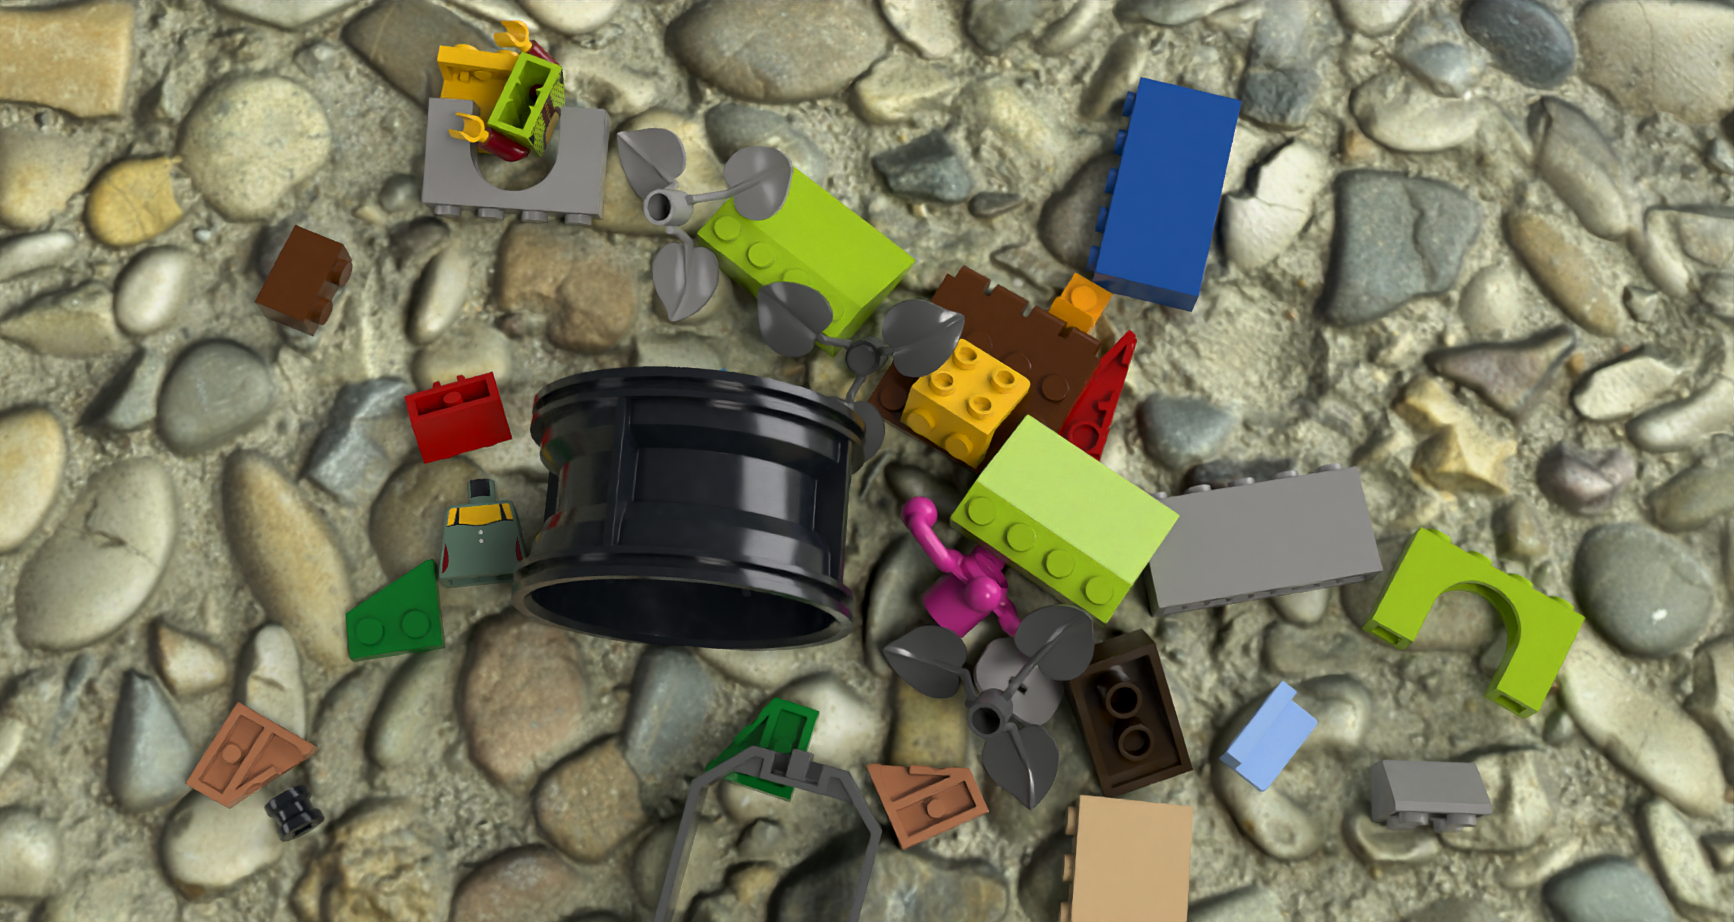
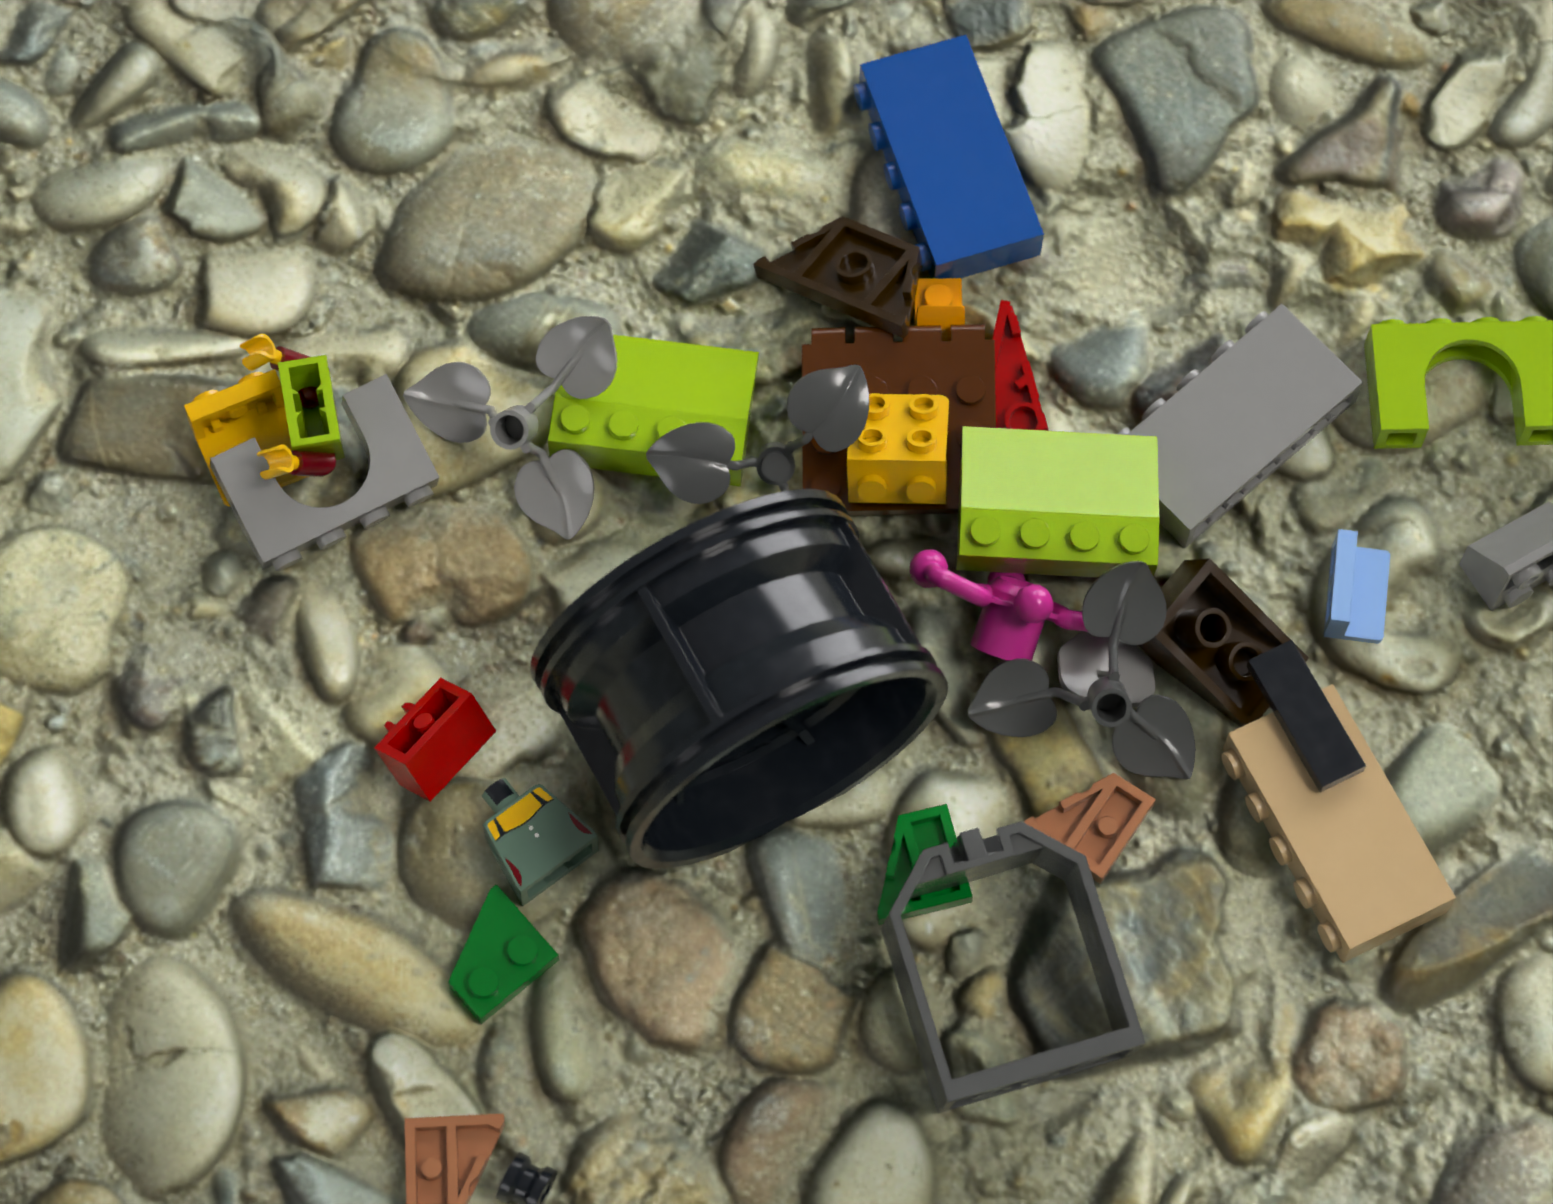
camera: 30 degrees left, 5 degrees down
(305, 281) = (198, 701): reddish brown brick -> none
(1027, 240) = (852, 273): none -> dark brown wing
(1152, 821) = (1306, 716): none -> black tile

